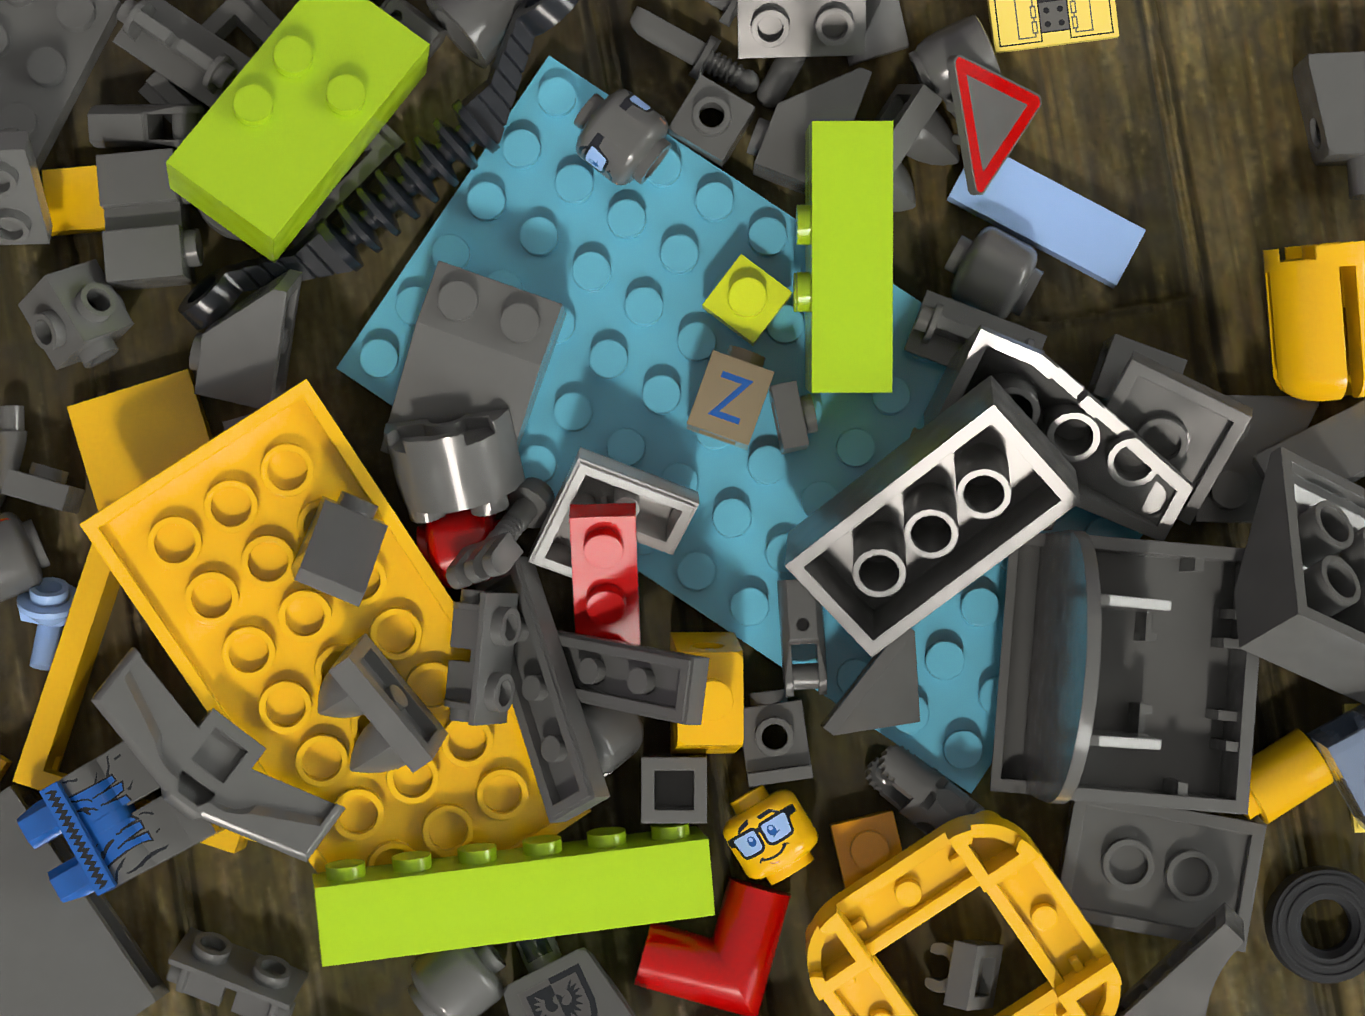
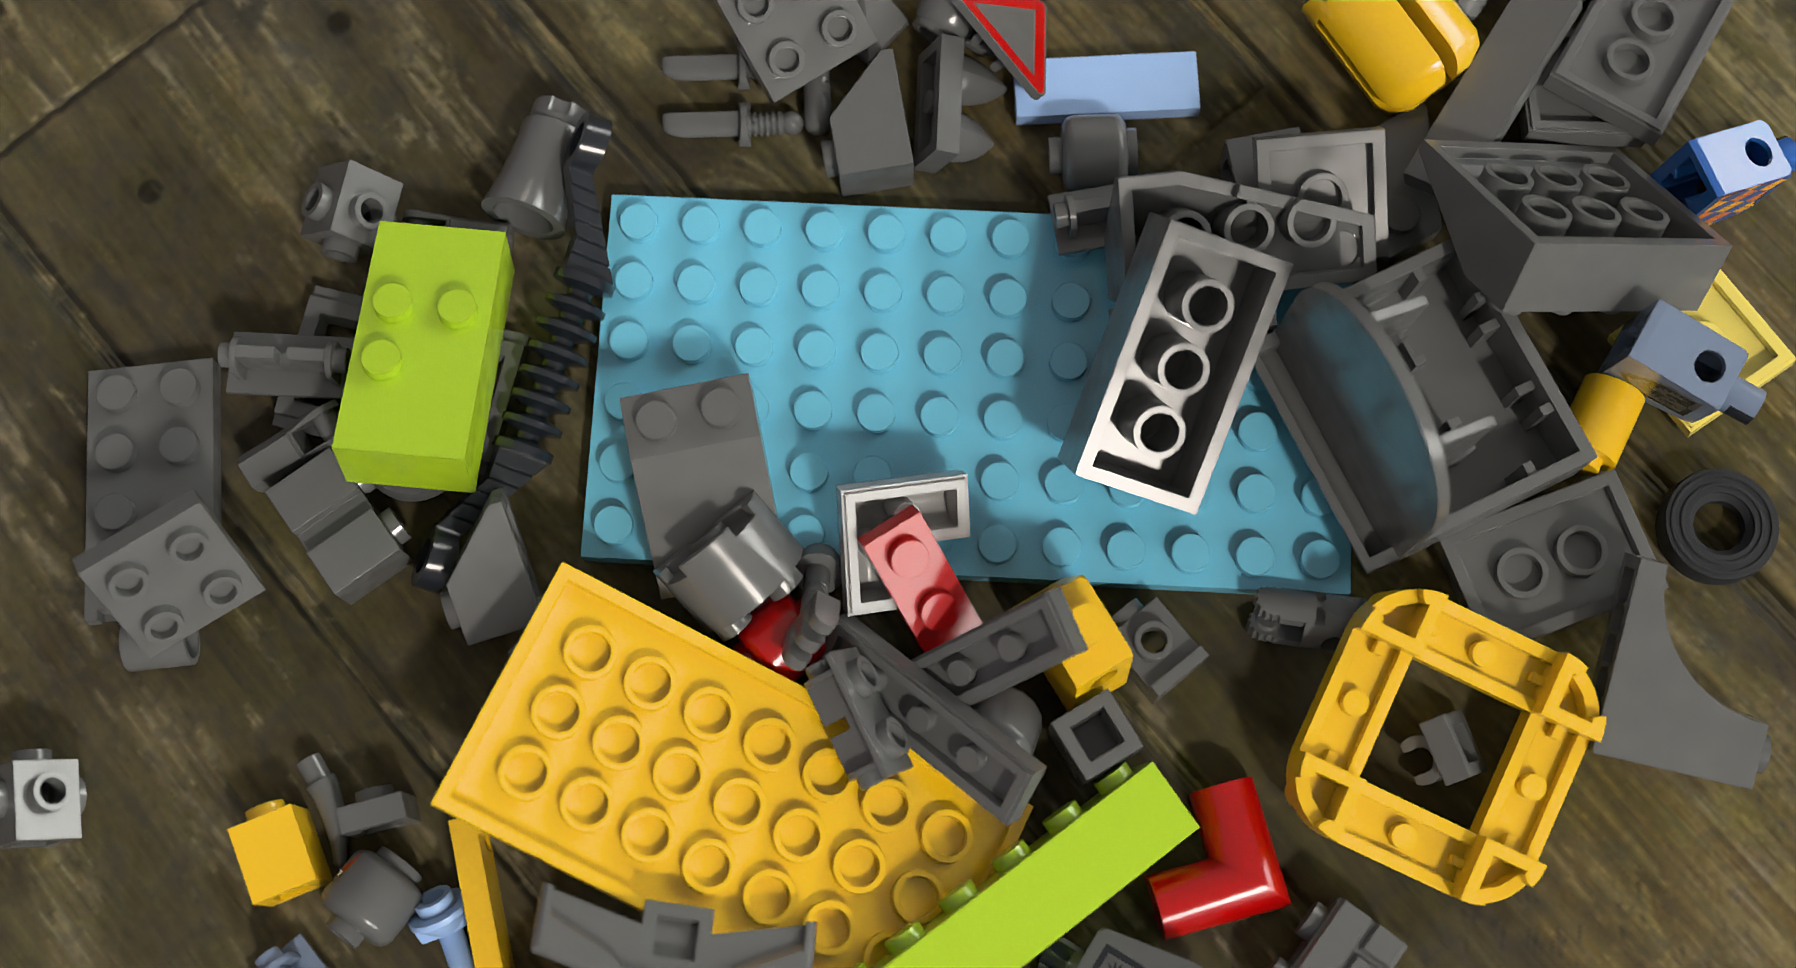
camera: 30 degrees left, 10 degrees down
(73, 200) = (270, 547): yellow tile -> none
(76, 316) = (323, 641): dark grey brick -> none
(138, 433) = (432, 713): yellow tile -> none
(340, 548) = (678, 685): dark grey slope -> none
(400, 724) = (823, 820): dark grey tile -> none
(621, 137) = (715, 217): dark grey head -> none
(718, 142) = (782, 185): dark grey plate -> none
(731, 396) = (939, 375): dark tan brick -> none
(747, 299) = (901, 291): neon yellow plate -> none
(770, 834) = (1202, 730): yellow head -> none
(792, 416) = (999, 361): dark grey plate -> none
(801, 623) = (1118, 532): dark grey bar -> none
(847, 257) = (968, 194): lime brick -> none
(865, 844) = (1287, 694): light orange plate -> none
(882, 693) = (1221, 547): dark grey slope -> none

